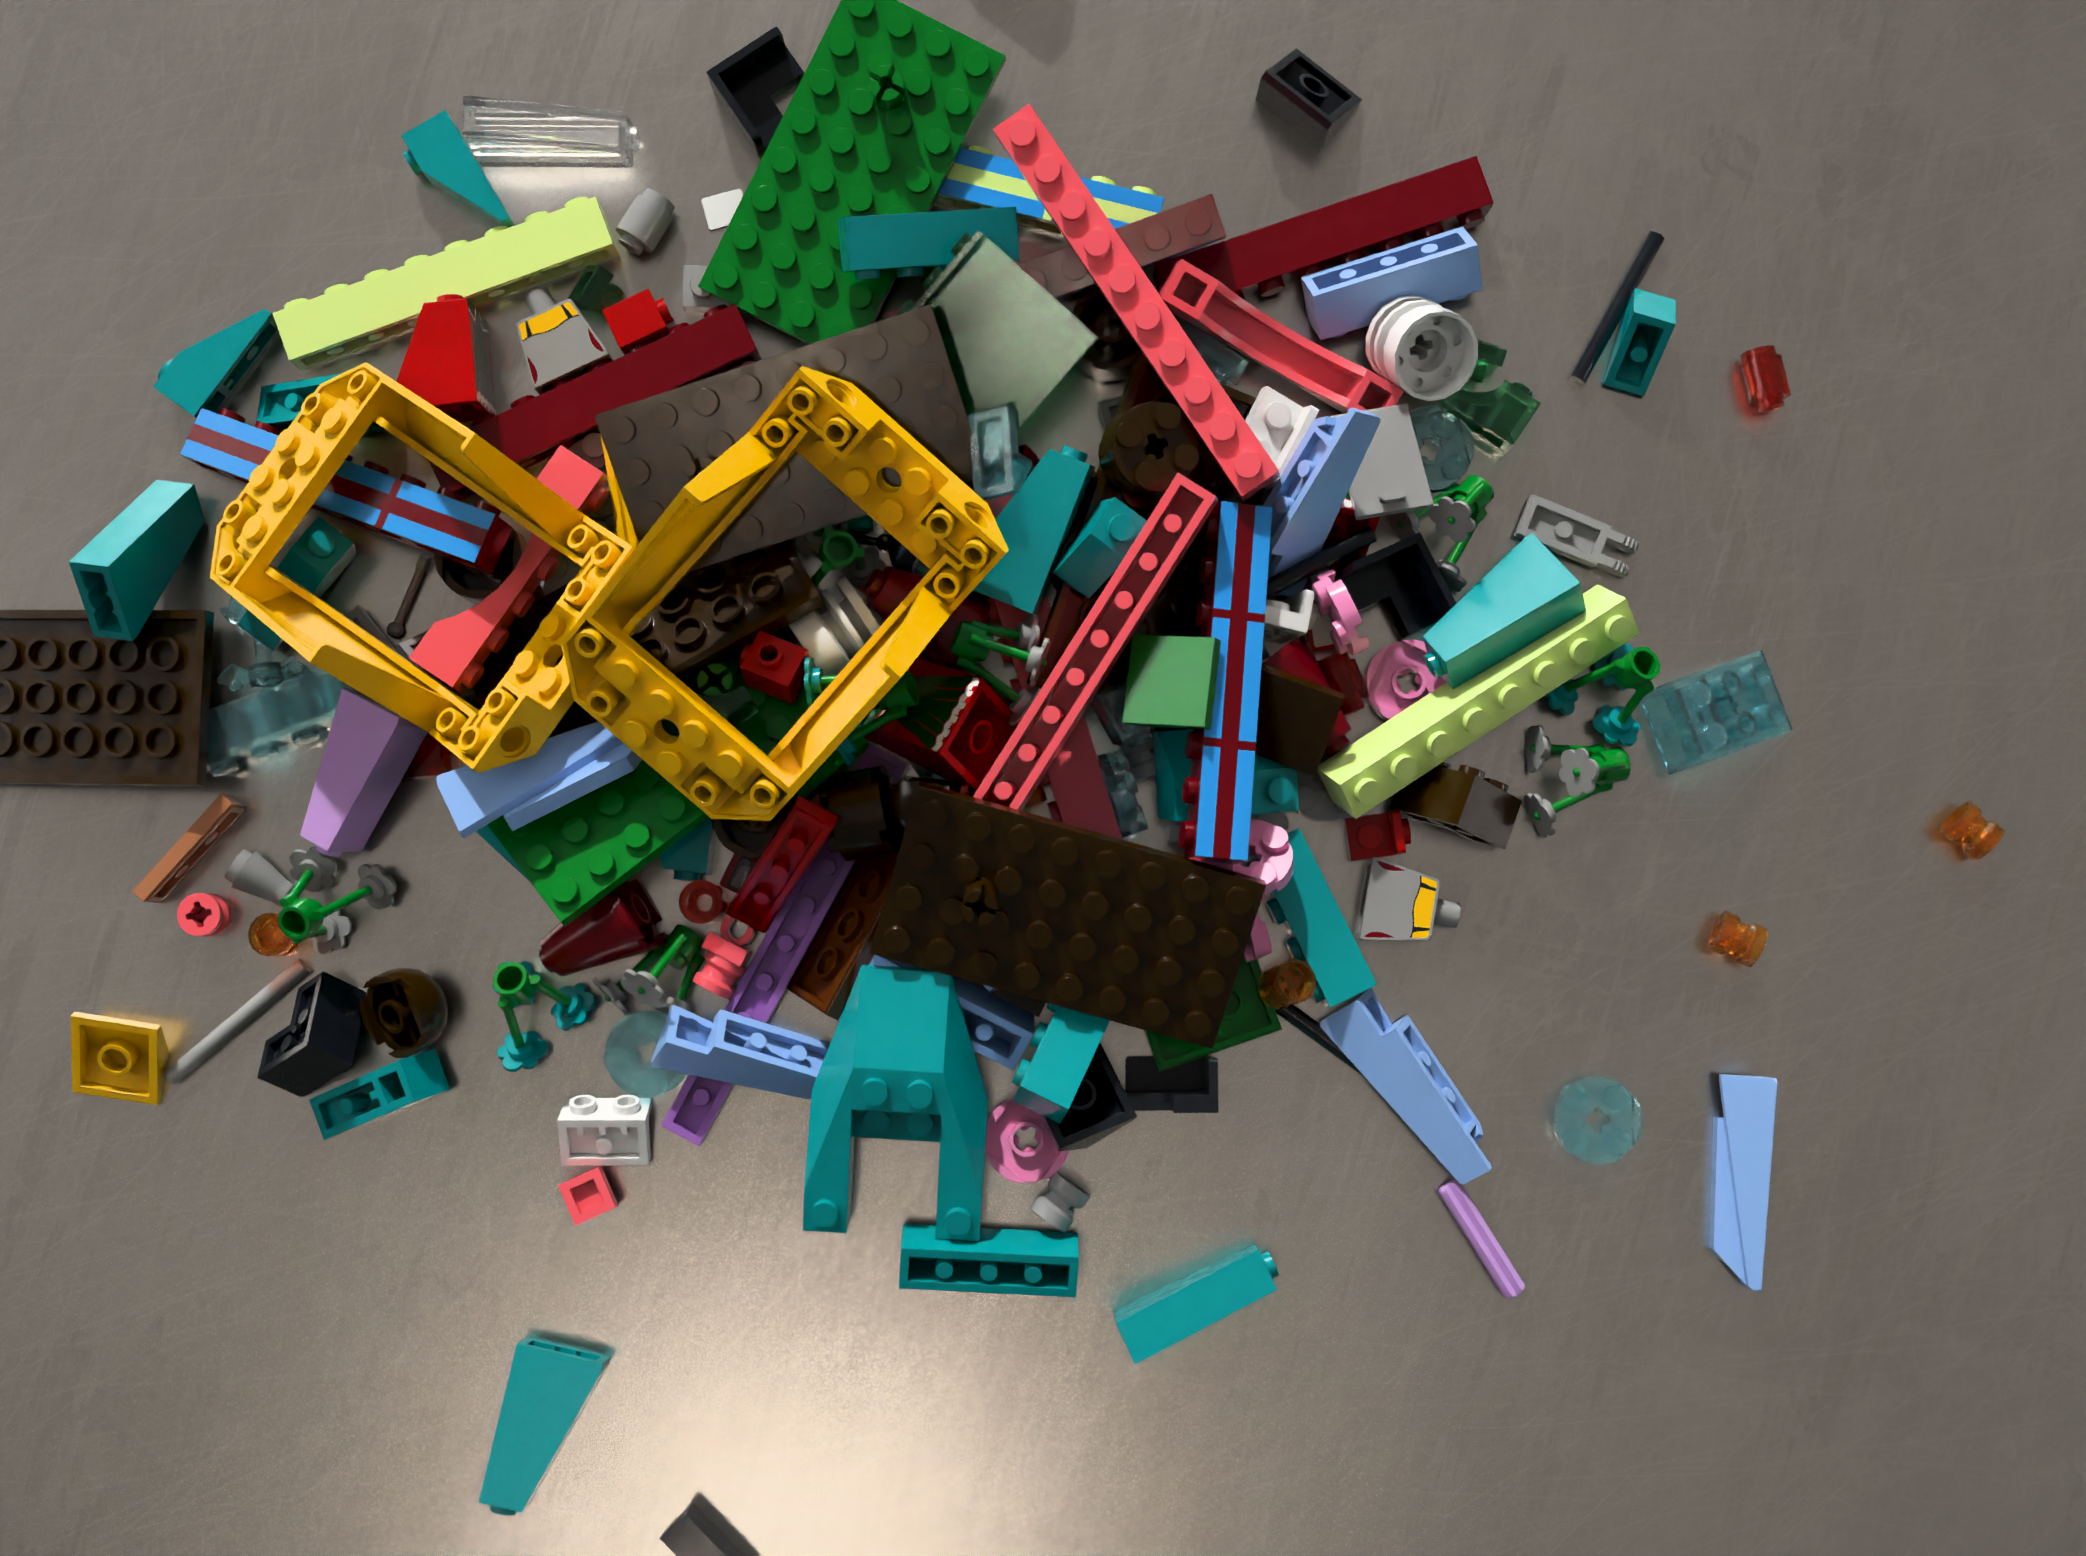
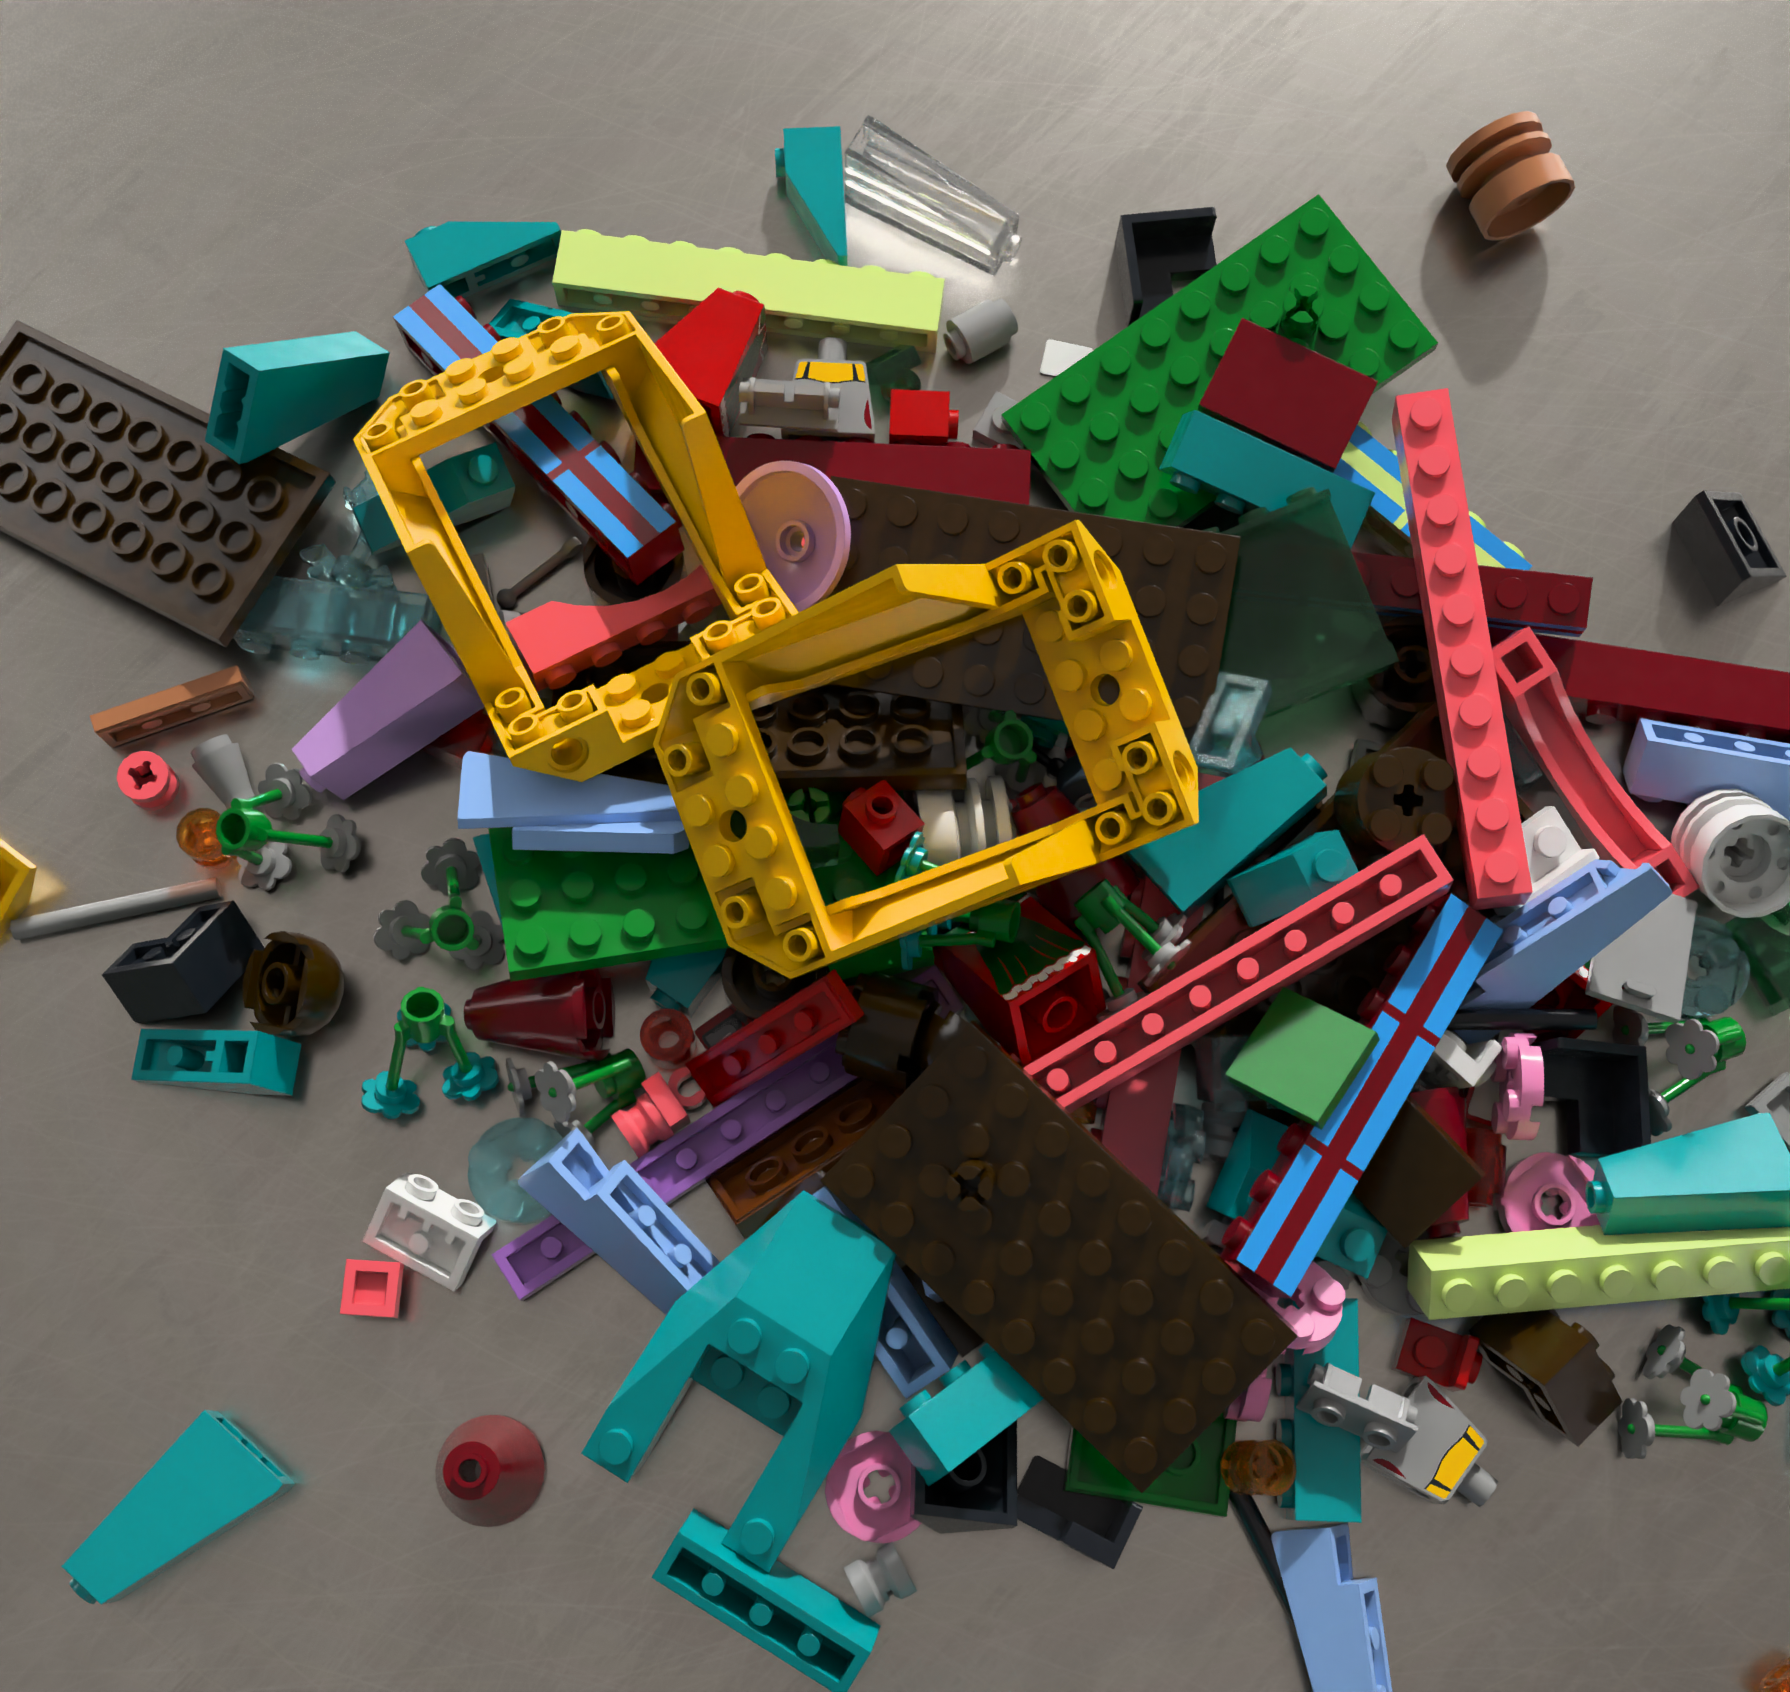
camera: 25 degrees right, 10 degrees down
(496, 907) = (450, 926): none -> light grey plant
(529, 365) = (789, 404): none -> light grey hinge
(568, 463) = (782, 507): none -> dish
(754, 1264) = (509, 1470): none -> dark red cone
(910, 161) = (1287, 395): none -> dark red tile
(1316, 911) = (1381, 1420): none -> light grey hinge

